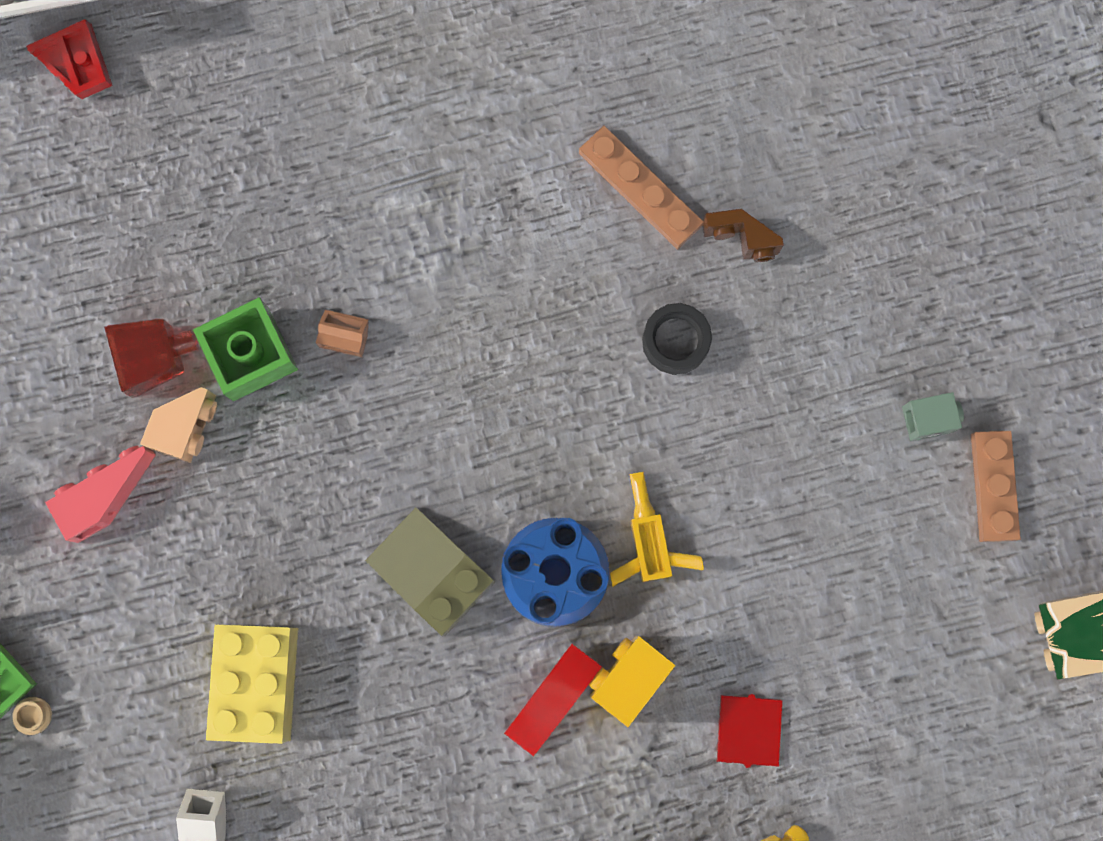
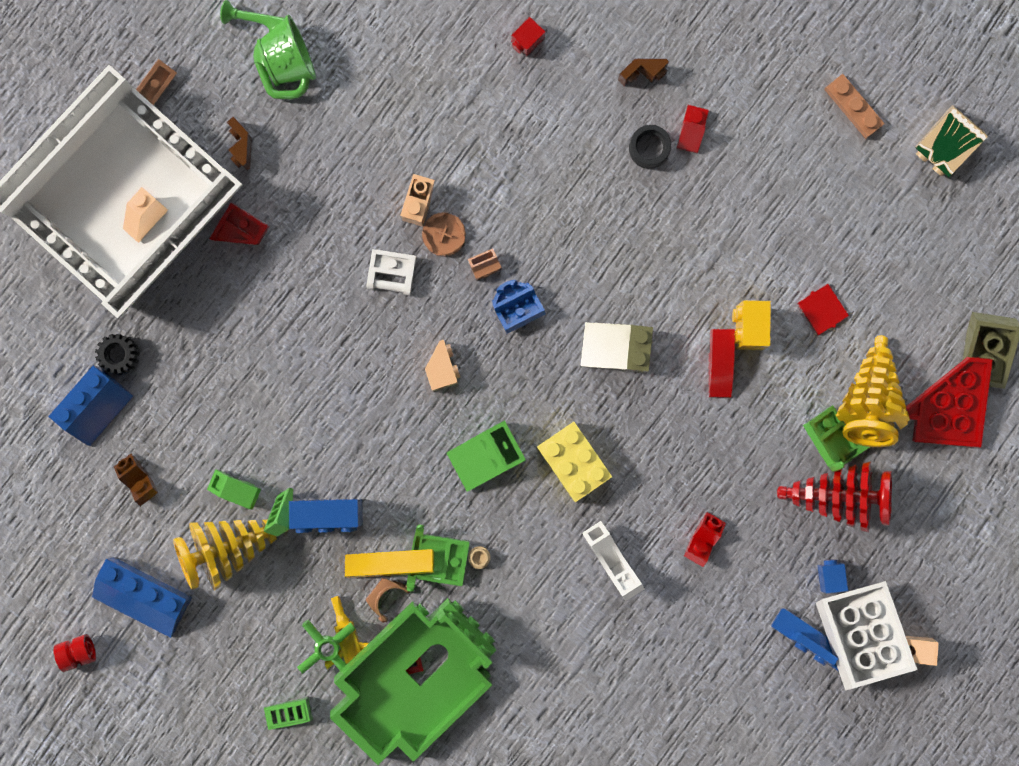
camera: 40 degrees left, 5 degrees up
(95, 502) = (429, 434): coral slope -> none
(147, 353) = (397, 344): clear red torso -> none
(147, 586) = (486, 456): none -> bright green slope
(225, 245) = (391, 264): none -> white plate
(245, 349) = (445, 306): bright green brick -> none
(318, 187) = (417, 200): none -> light nougat slope
(322, 256) = (443, 234): none -> nougat tile
(341, 416) = (516, 305): none -> blue slope
(555, 572) = (677, 302): blue piece -> none
(623, 83) = (527, 37): none -> red brick
(640, 187) = (574, 83): nougat plate -> none
(652, 557) = (709, 254): yellow piece -> none
(752, 357) = (692, 129): none -> red slope
(933, 416) = (800, 94): sand green brick -> none

